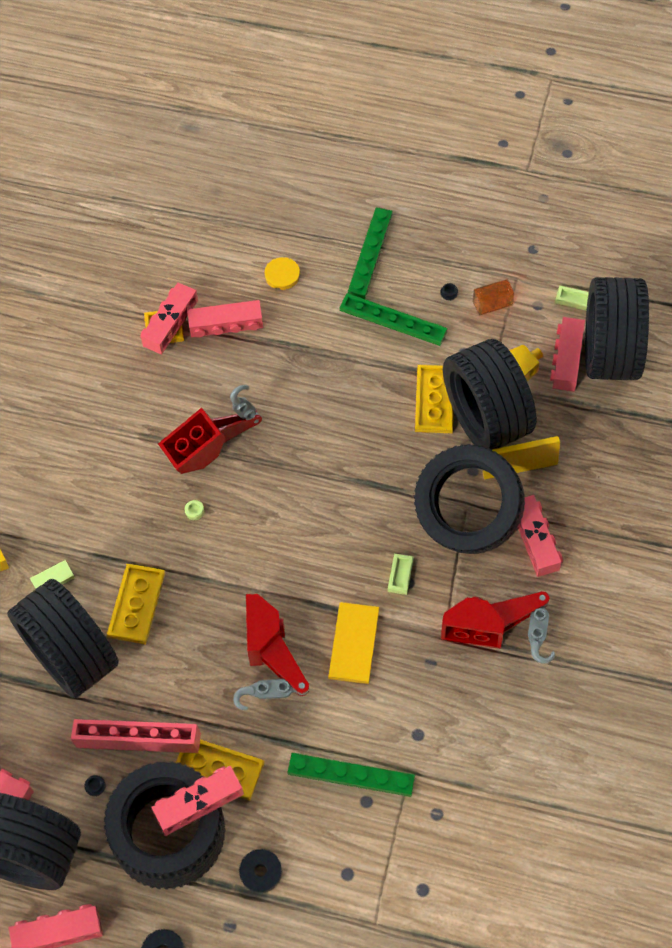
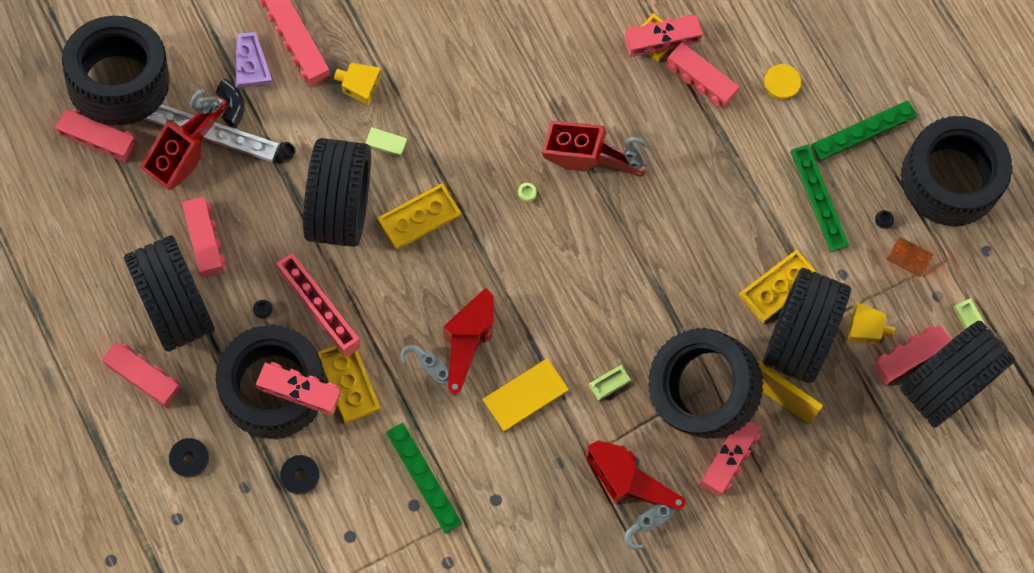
camera: 40 degrees right, 10 degrees up
(467, 186) = (978, 142): none -> black tyre

